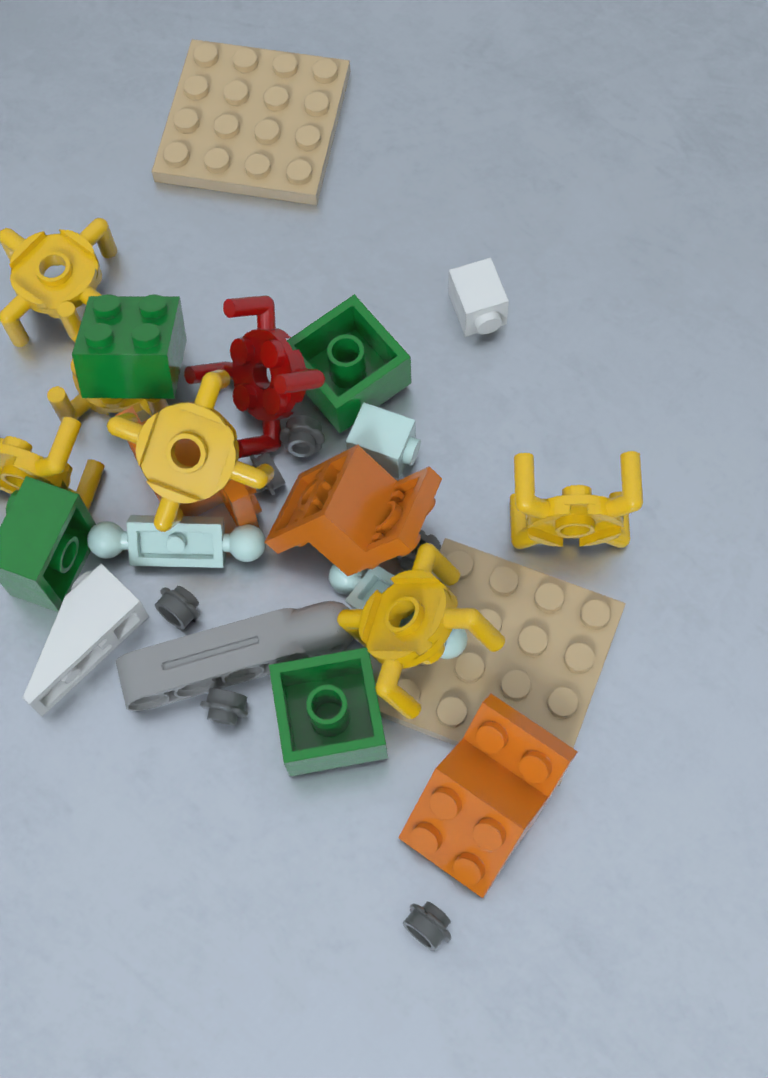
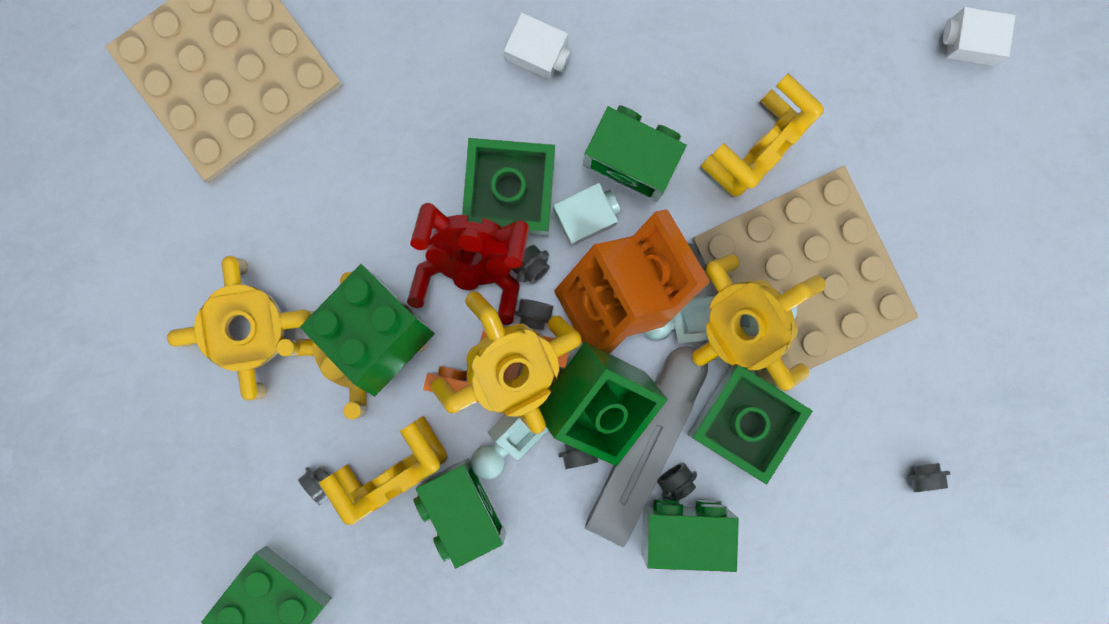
camera: 55 degrees left, 20 degrees up
(87, 629) = (541, 525): white slope -> none
(175, 738) = (689, 536): none -> green brick
(230, 570) = (601, 404): none -> green brick
(464, 423) = (634, 152): none -> green brick
(486, 795) = (893, 373): orange bracket -> none

